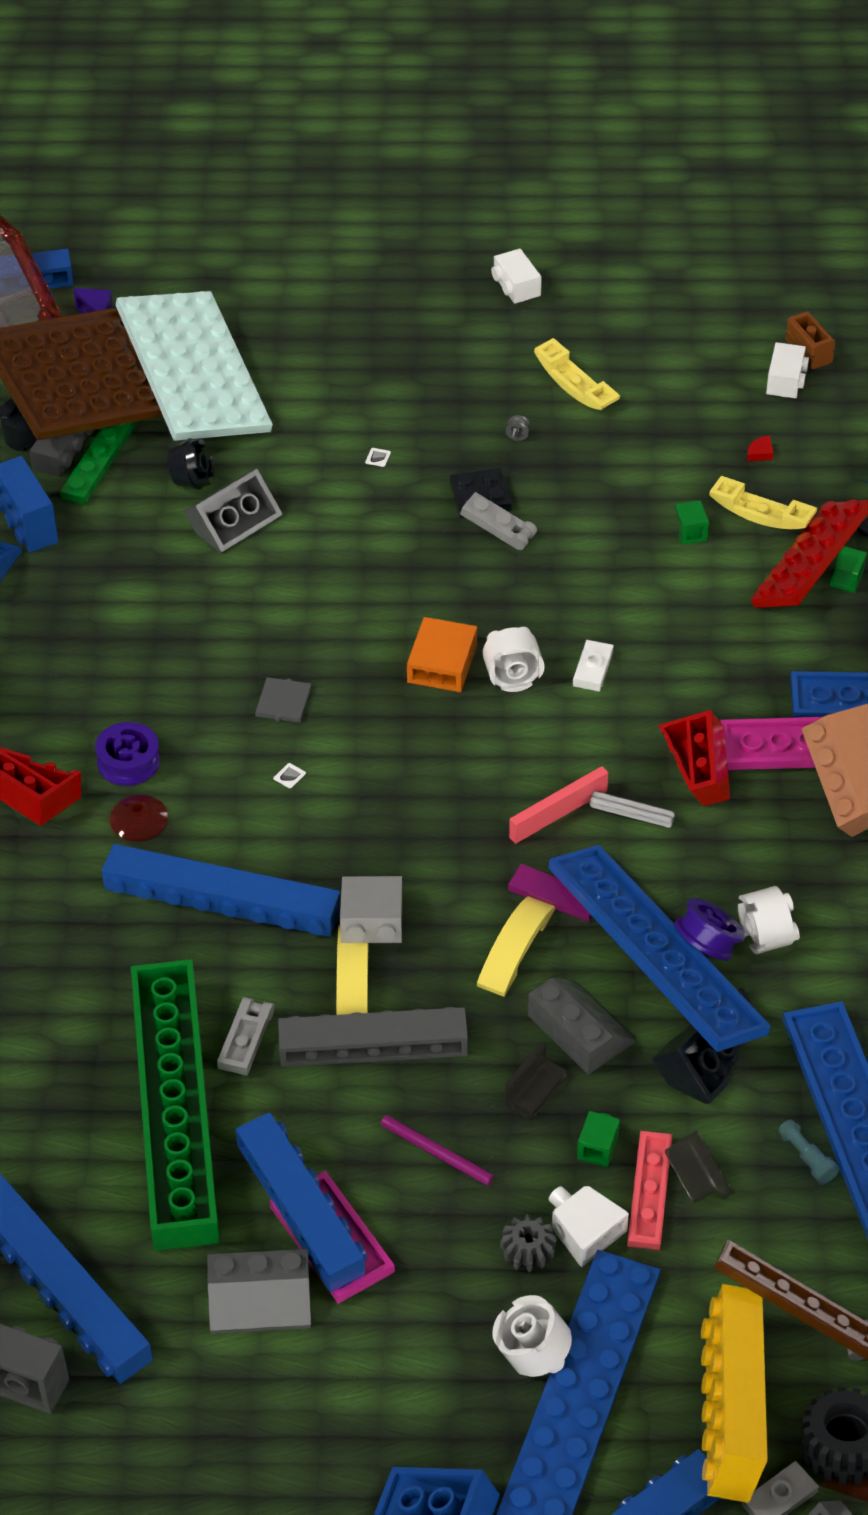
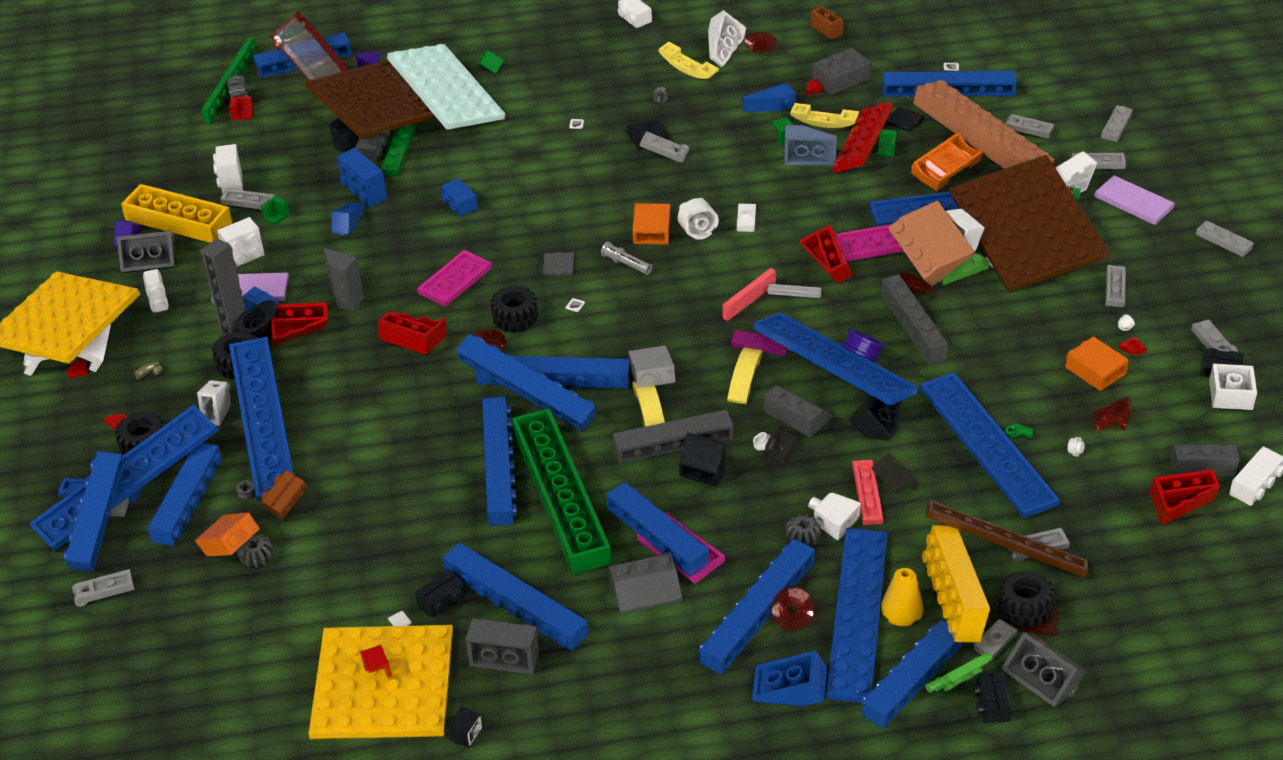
camera: 10 degrees left, 5 degrees down
(95, 1034) = (498, 462): none -> blue brick
(119, 698) = (454, 278): none -> dark pink plate
(129, 765) = (470, 306): dark purple wheel -> none
(162, 560) = (459, 197): none -> blue brick
(171, 907) = (526, 382): none -> blue brick
(190, 465) = (460, 141): black cone -> none
(194, 786) = (514, 308): none -> black tyre
(233, 511) = (495, 164): dark grey slope -> none
(245, 1036) = (592, 449): light grey plate -> none
(273, 330) = (489, 61): none -> green panel
(378, 702) = (619, 255): none -> light grey pin
(404, 1089) = (702, 459): none -> black slope
(416, 1366) = (755, 607): none -> blue brick
(437, 1150) = (731, 492): magenta bar -> none
(468, 1398) = (802, 603): none -> clear red dish
(506, 1068) = (760, 441): none -> white plate
(532, 1336) = (823, 577): white brick -> none
(598, 1138) = (828, 468): green brick -> none
(642, 342) = (724, 37): none -> white wedge
(649, 1401) = (903, 599): none -> yellow cone
(686, 463) = (771, 99): none -> blue slope
(697, 357) = (760, 41): none -> clear red dish
(719, 558) = (809, 146): none -> sand blue slope
(768, 919) = (897, 334): white brick -> none
(786, 370) = (817, 40): white brick -> none
(810, 908) = (914, 320): none -> dark grey brick
(811, 429) = (841, 71): none -> dark grey brick
(822, 1167) = (968, 463): clear light blue piece -> none
(824, 829) = (915, 283): none -> clear red dish

